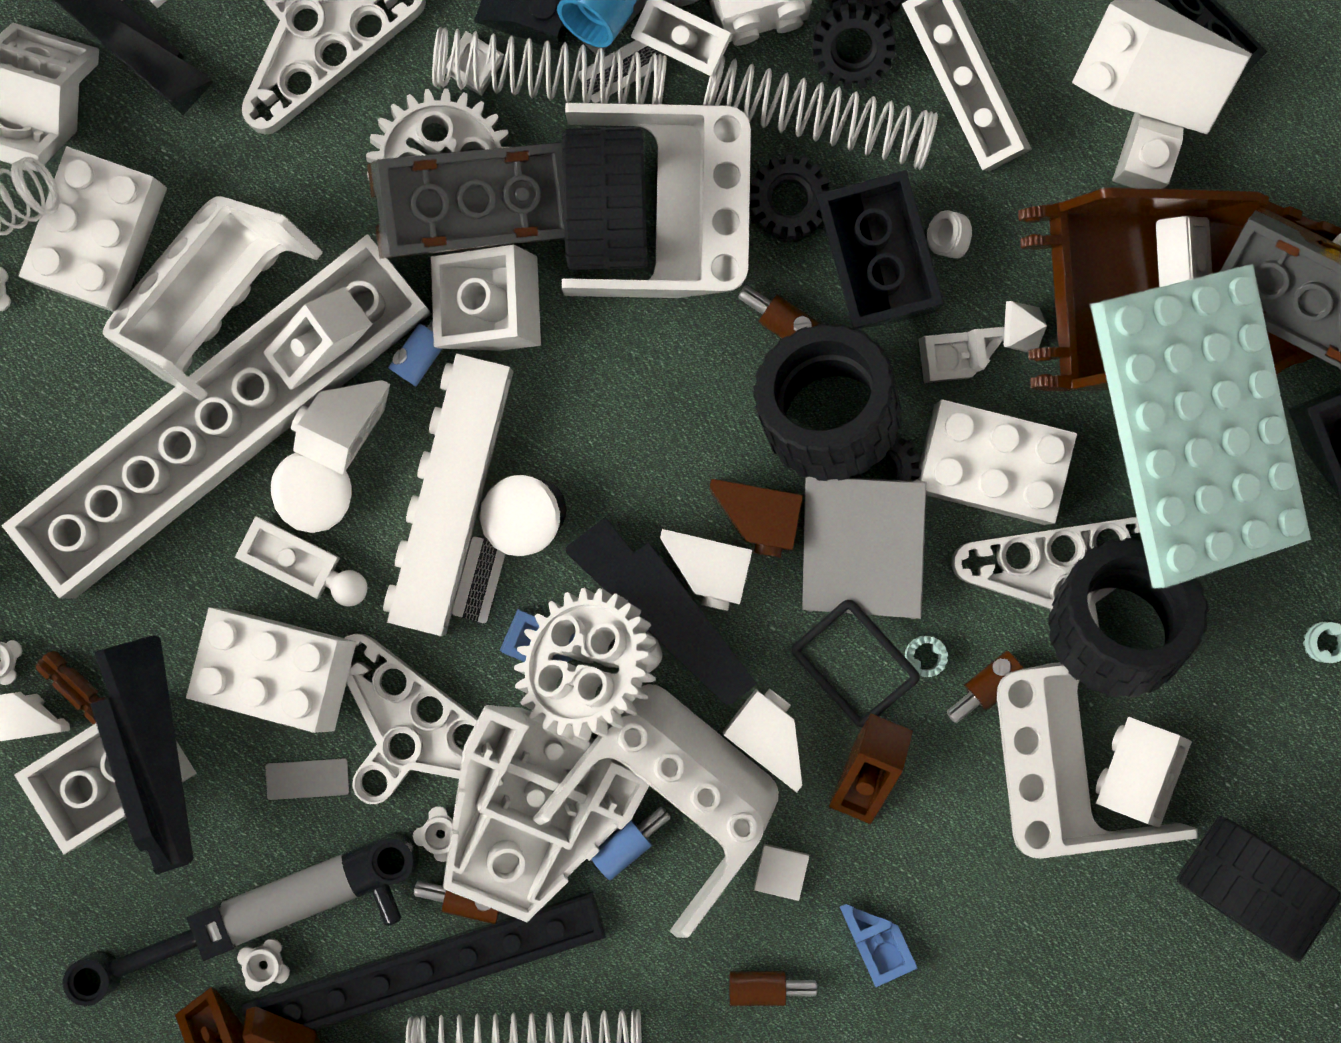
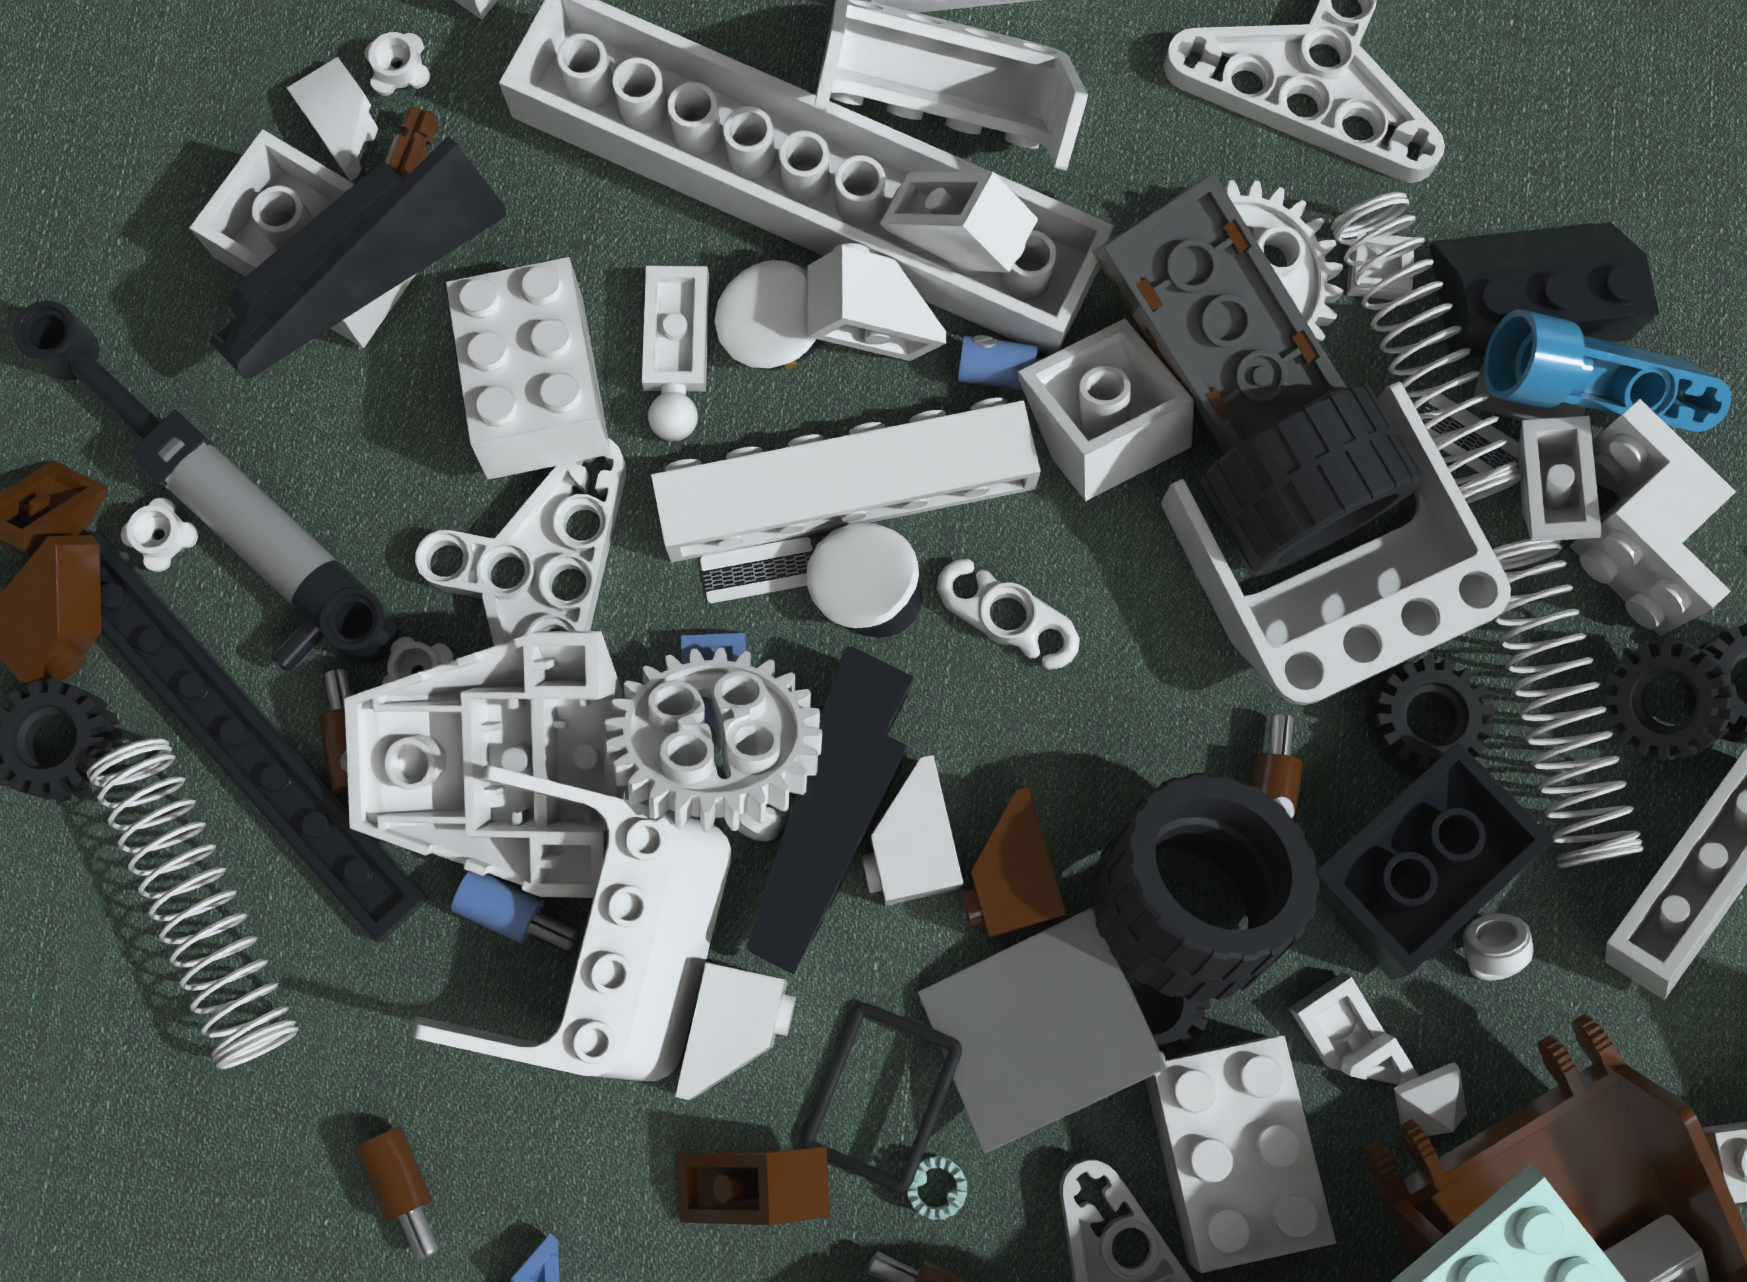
camera: 65 degrees right, 10 degrees down
(307, 779) = (415, 481): light grey sticker -> none
(603, 415) = (1038, 614): none -> white piece
(781, 872) = (562, 1132): white tile -> none

